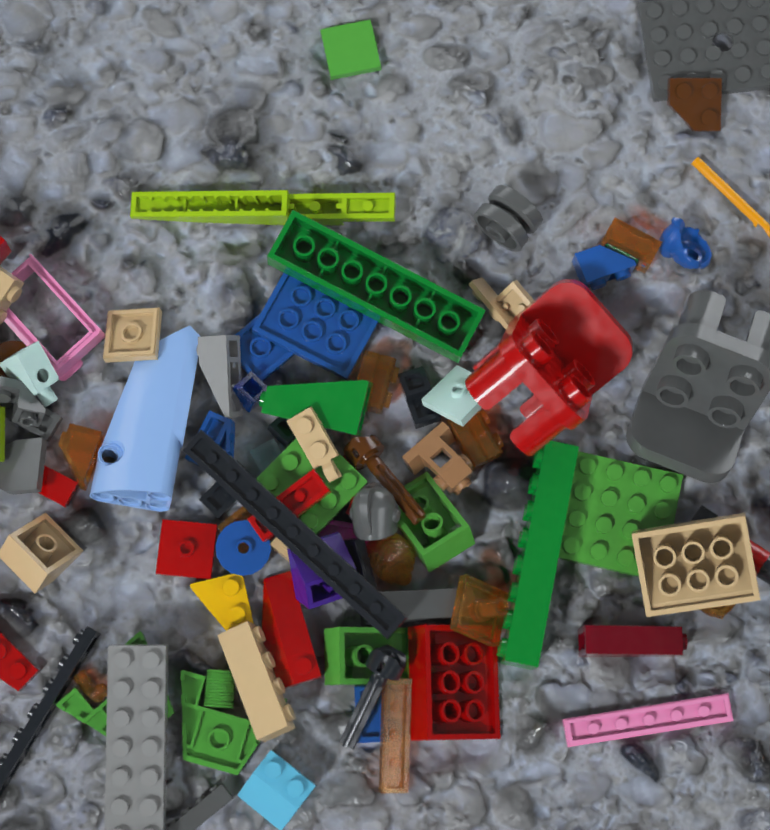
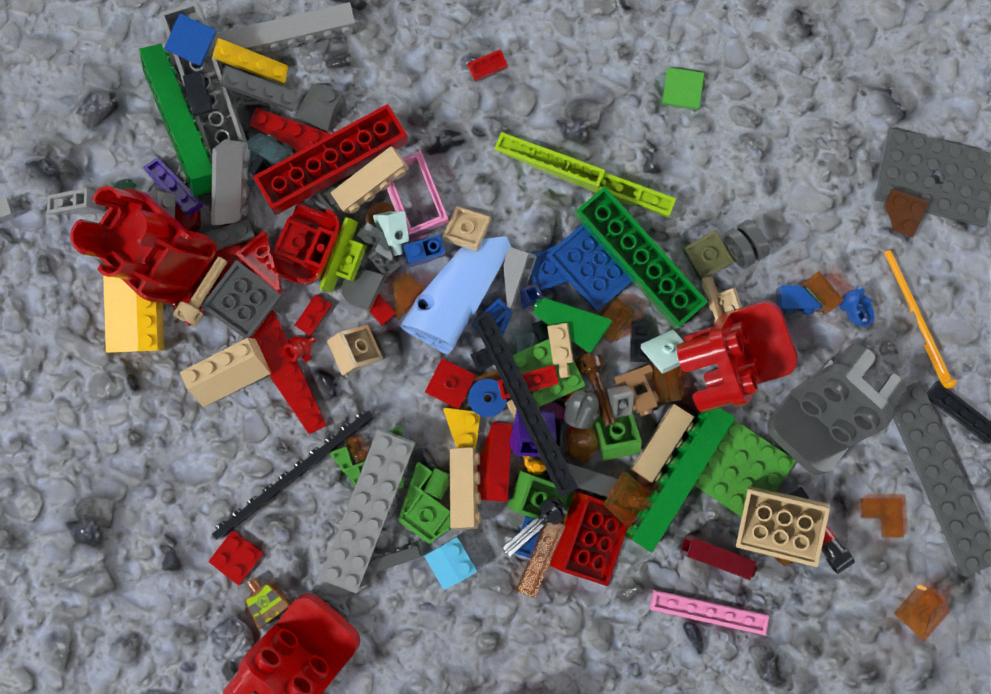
camera: 20 degrees right, 5 degrees up
(81, 112) = (487, 65): none -> red plate
(85, 385) = (424, 250): none -> blue slope
(340, 614) = (534, 465): none -> light orange piece
(422, 483) = (620, 400): none -> light grey slope
(466, 251) = (708, 255): none -> olive tile
(499, 519) = (661, 443): none -> tan brick

